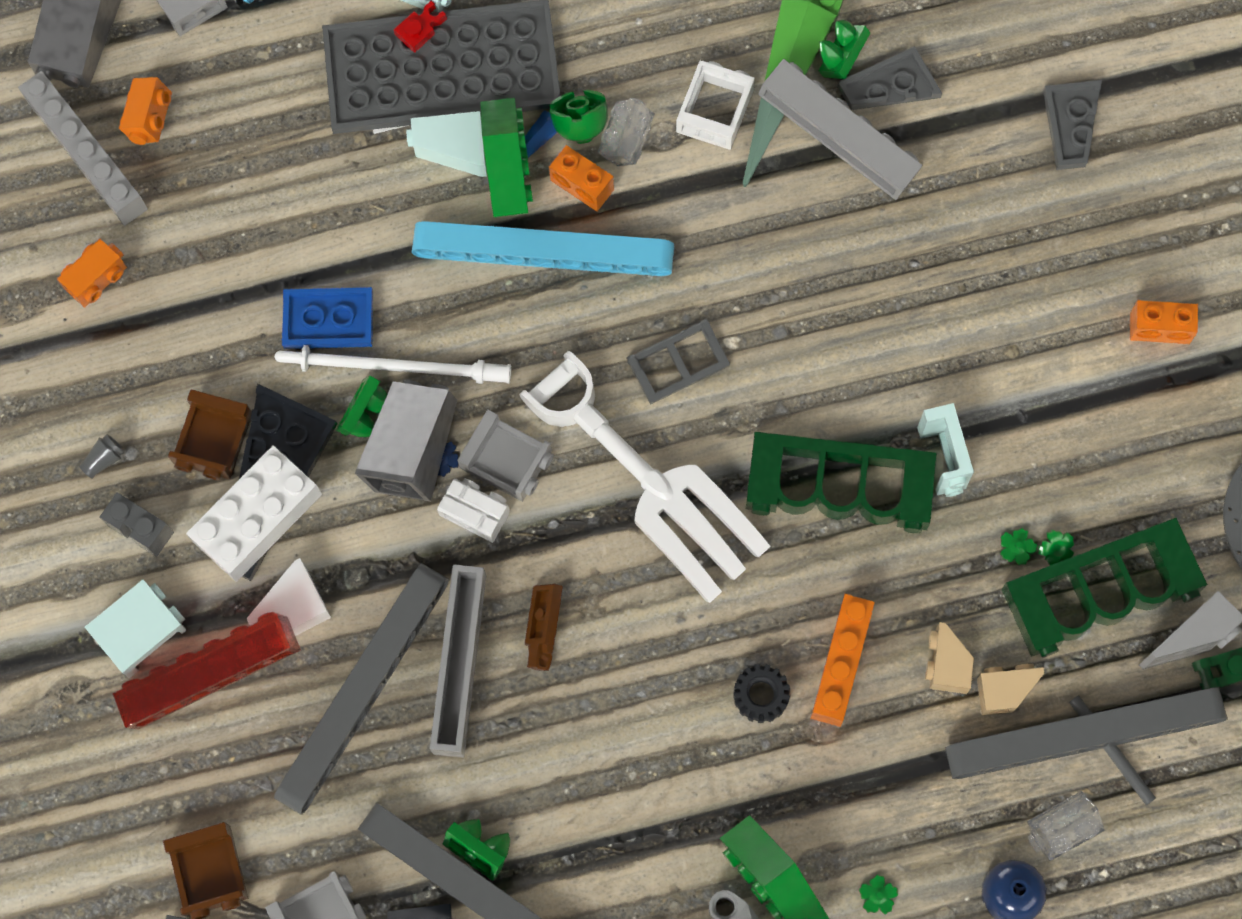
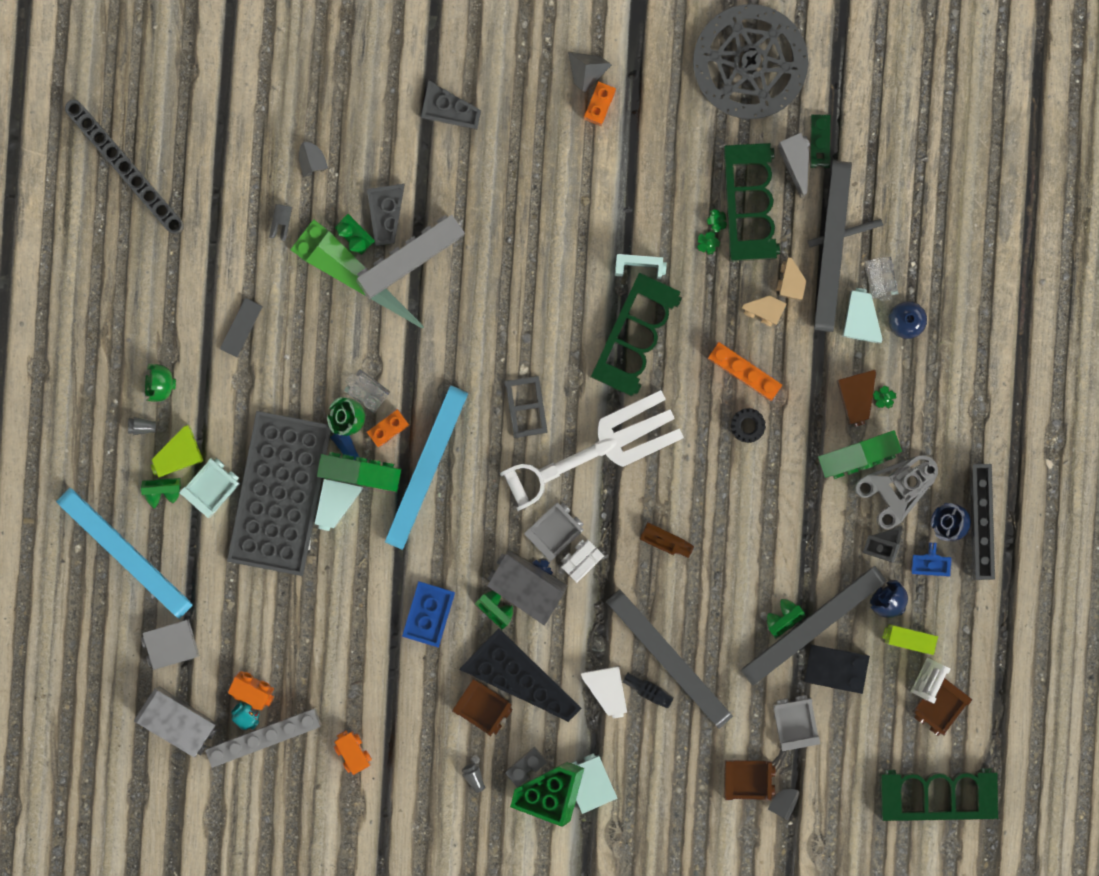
camera: 75 degrees left, 15 degrees up
(99, 568) = (550, 794): none -> green brick
(106, 115) = (245, 716): none -> teal head
(206, 671) = (633, 747): clear red brick -> none
(254, 513) = (545, 693): white brick -> none
(304, 672) = (649, 690): none -> black hinge
(418, 29) = (252, 501): red plate -> none
(458, 661) = (673, 597): light grey brick -> none
(478, 371) = (494, 531): white bar -> none
(710, 130) = (379, 341): white window -> none
(866, 849) = (857, 396): none -> reddish brown slope
(989, 815) = (861, 318): none -> light aqua slope
(1207, 290) = (587, 69): none -> dark grey slope

